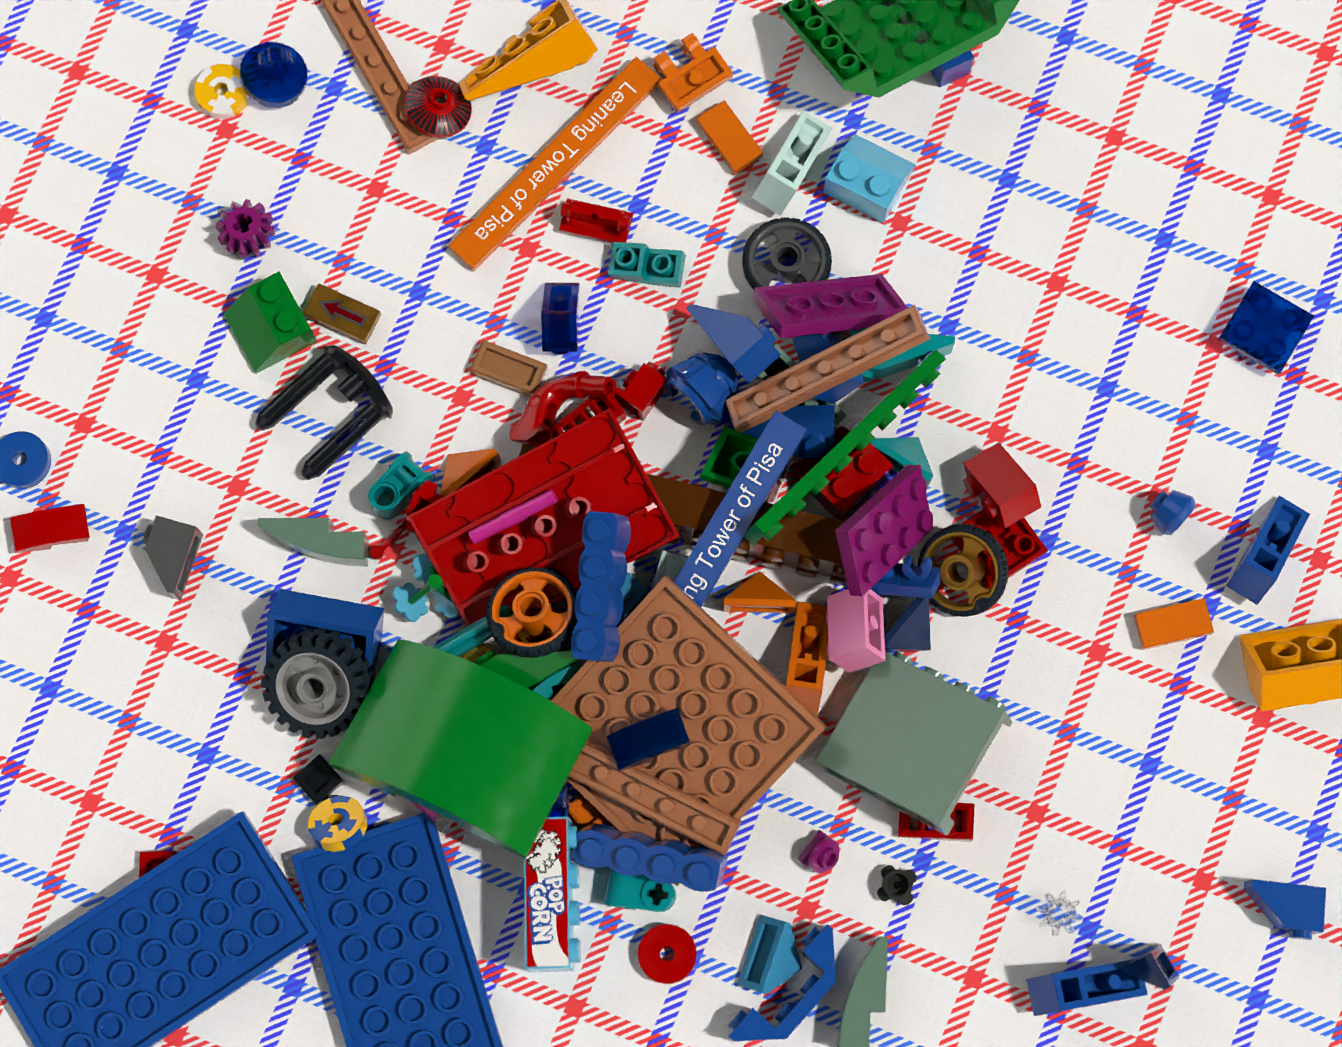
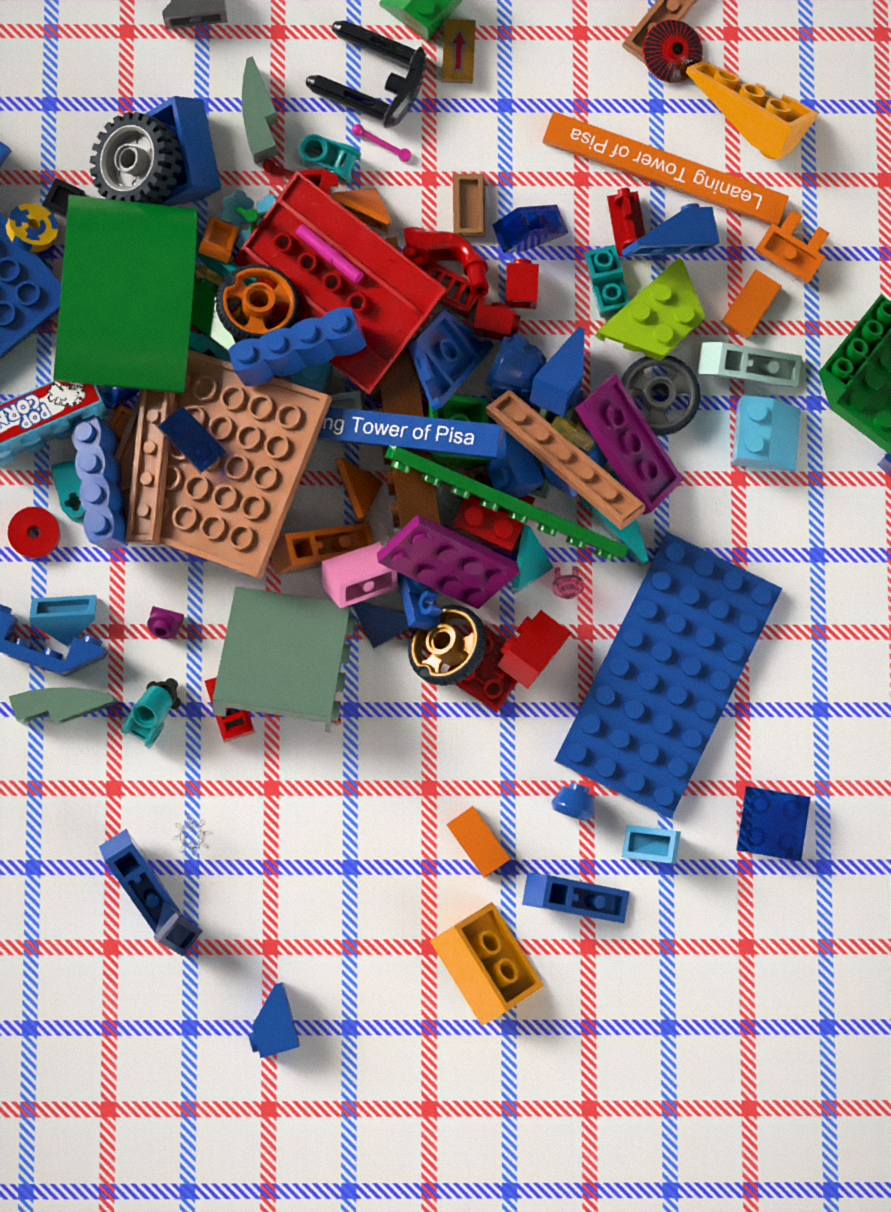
camera: 60 degrees right, 5 degrees up
(426, 412) = (403, 154): none -> dark pink hinge
(439, 630) = (218, 239): none -> orange tile
(615, 348) = (521, 284): none -> red brick
(631, 170) = (686, 232): none -> blue slope
(670, 447) = (445, 356): none -> blue wing
(706, 227) = (658, 315): none -> lime wing
(801, 352) = (572, 432): none -> clear yellow tile
(916, 907) = (148, 715): none -> teal piece
(947, 428) = (567, 585): none -> clear pink plate
(1074, 370) = (668, 675): none -> blue plate
(1244, 451) = (651, 844): none -> dark azure slope

